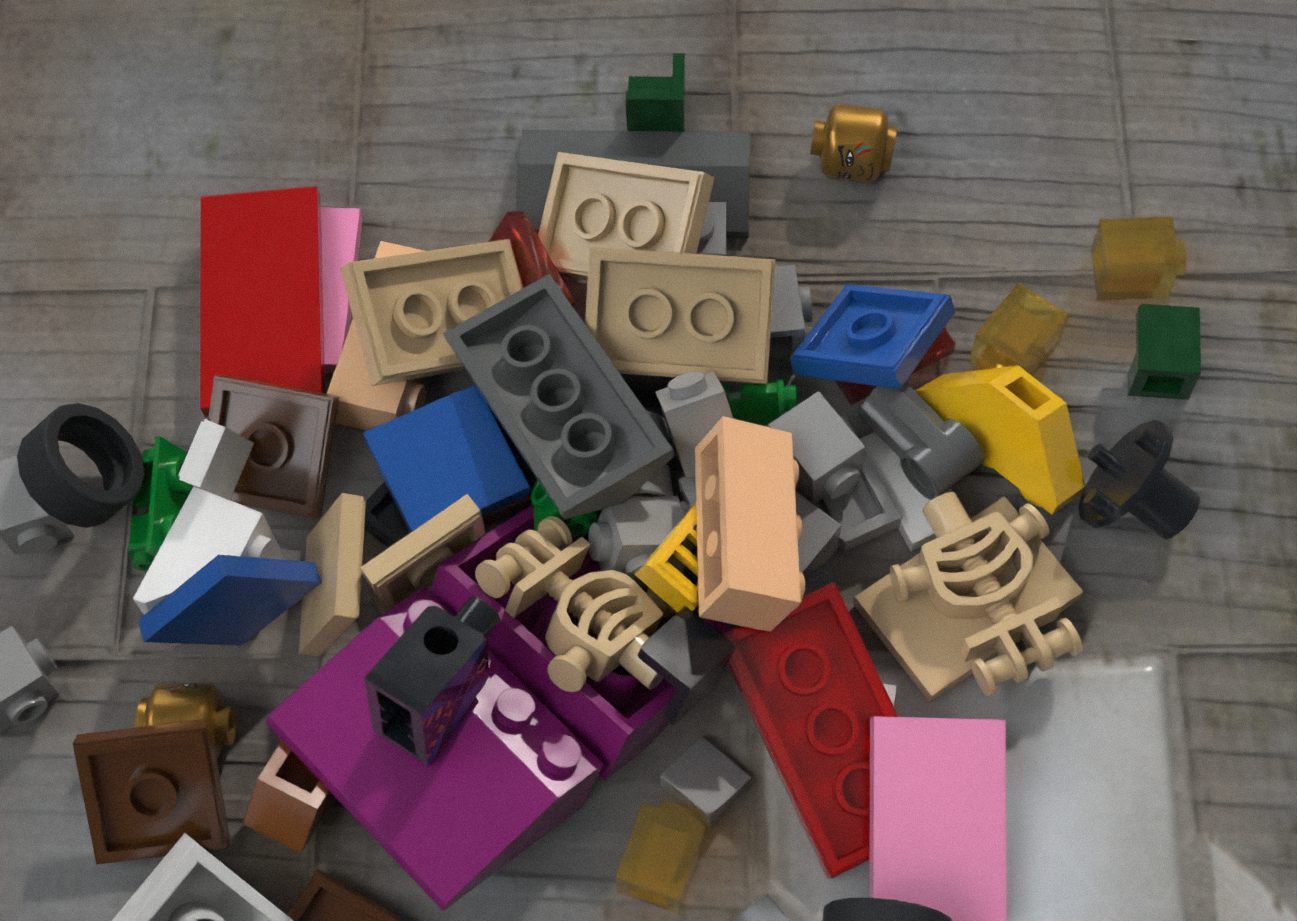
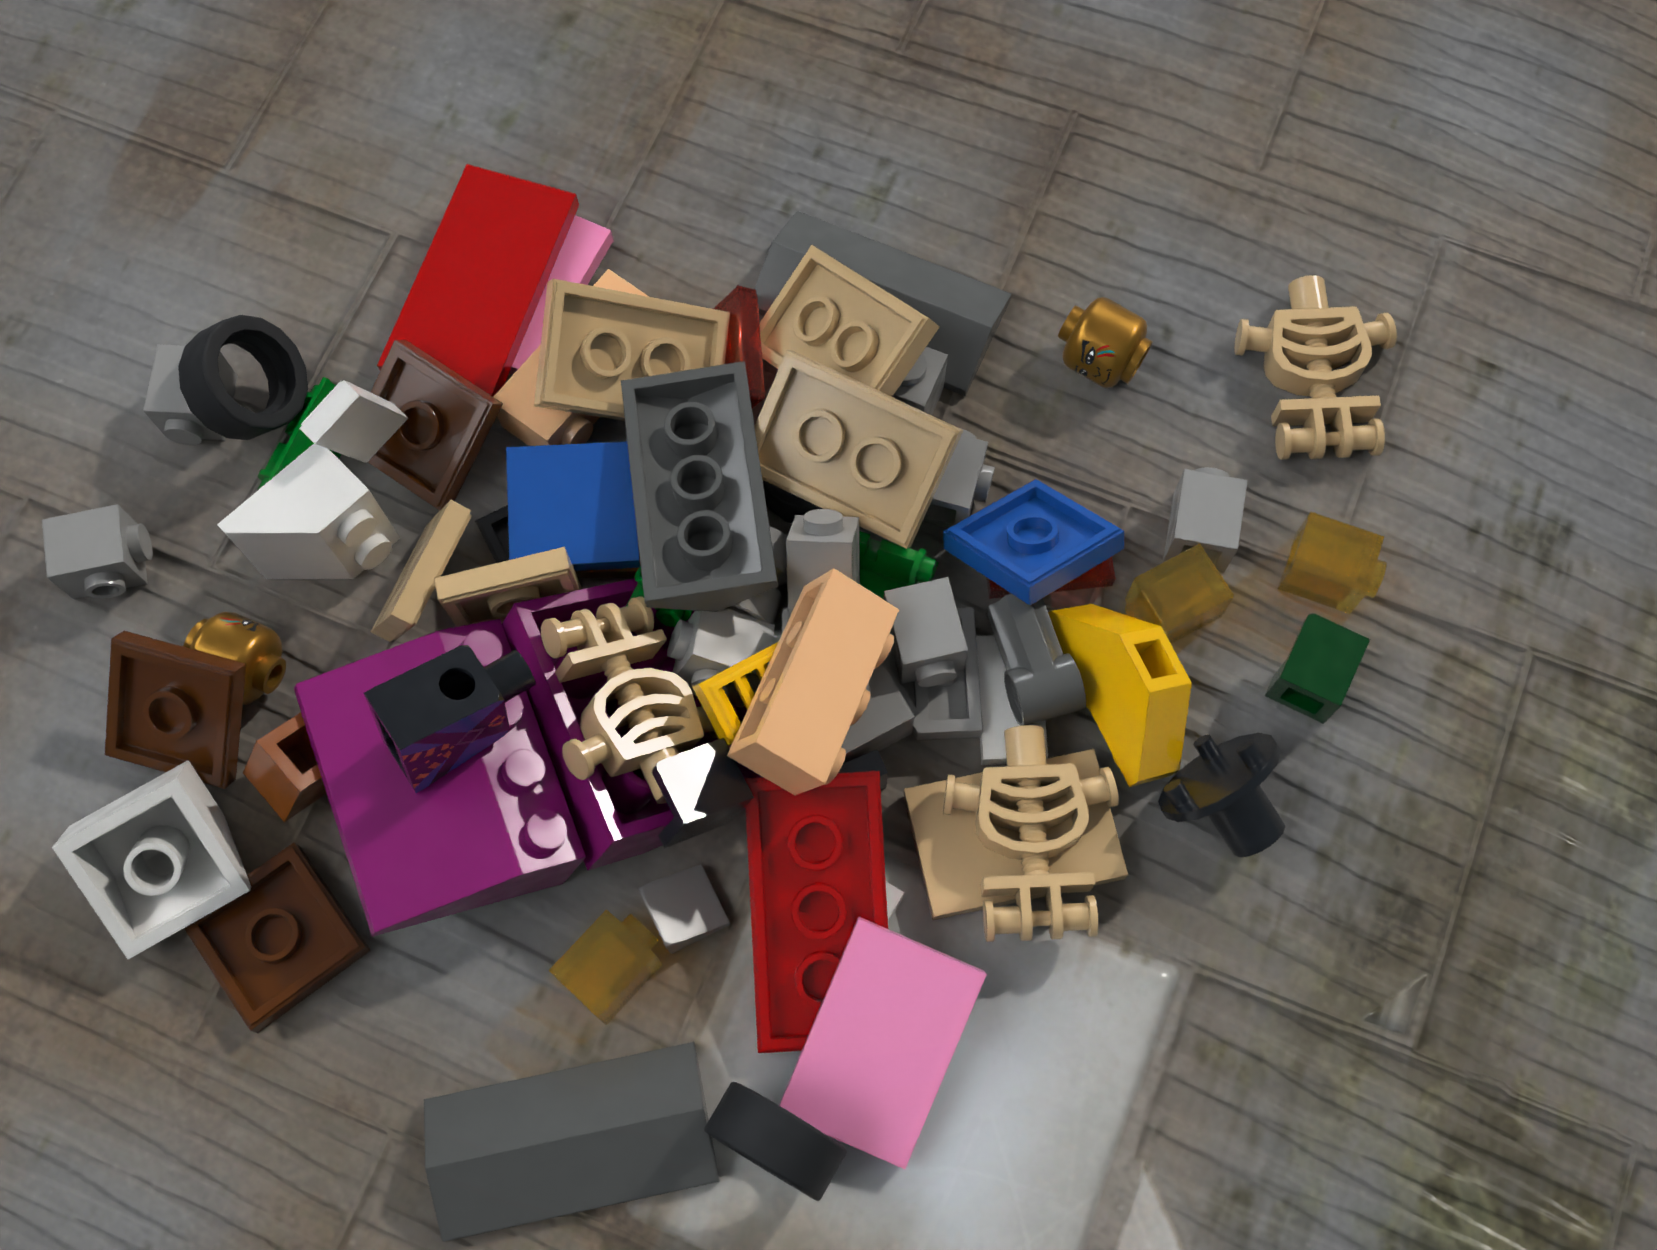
camera: 20 degrees right, 5 degrees up
(229, 601) = (311, 559): blue tile -> none
(657, 101) = (935, 230): dark green panel -> none
(1009, 252) = (1208, 512): none -> light grey brick
(1026, 94) = (1299, 358): none -> tan piece

